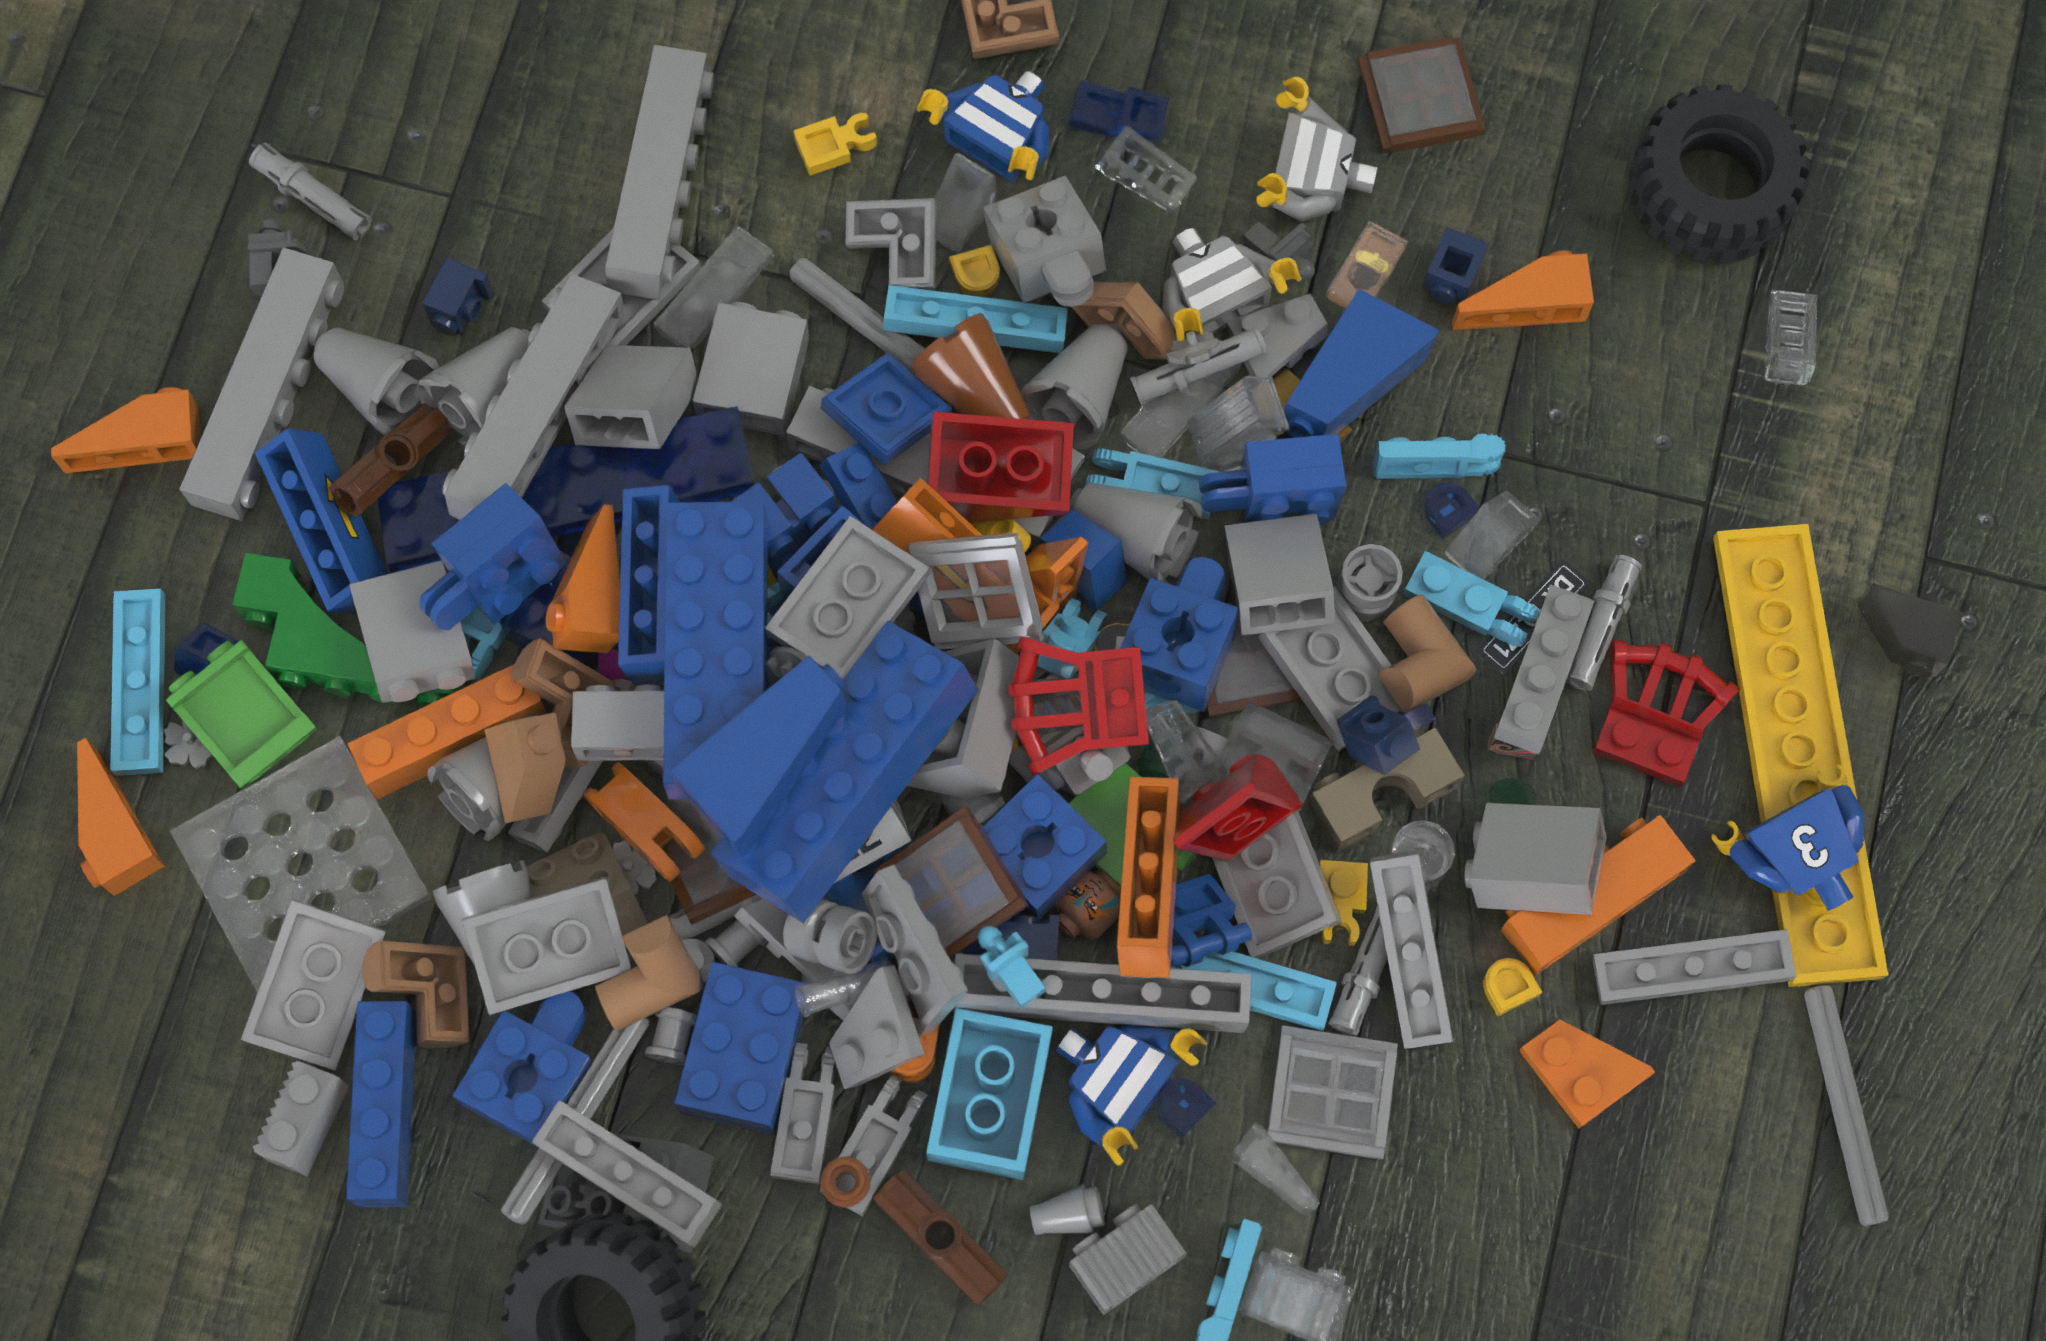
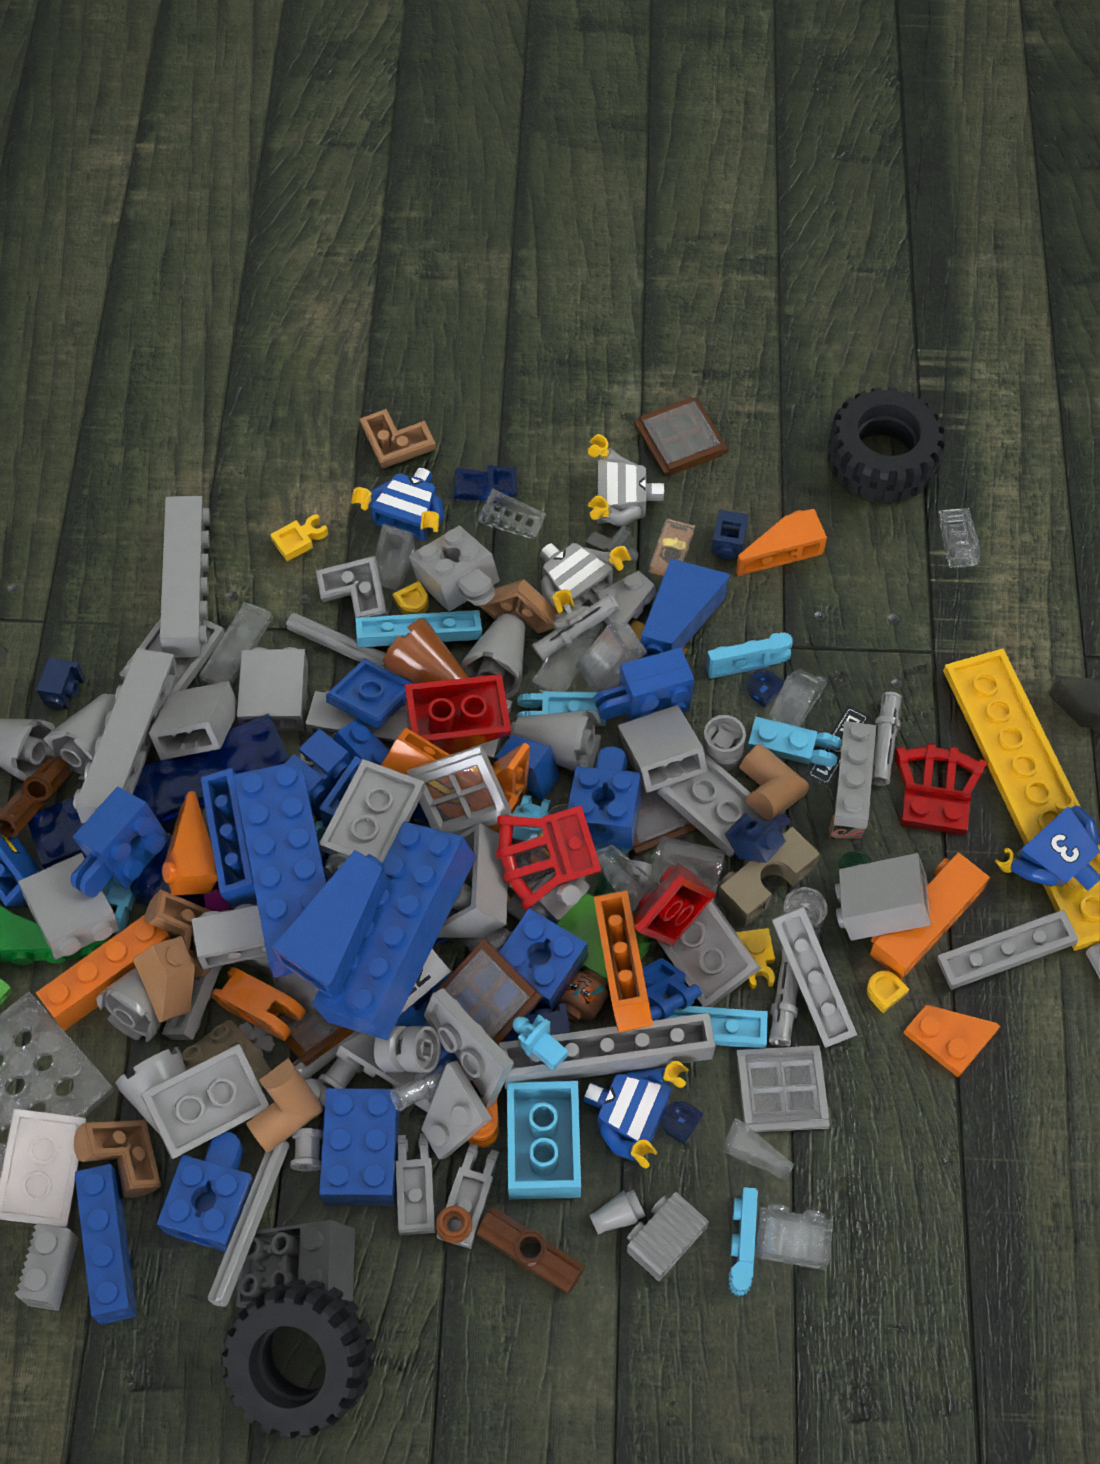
camera: 10 degrees left, 10 degrees down
(627, 1173) = (295, 1249): light grey plate -> none

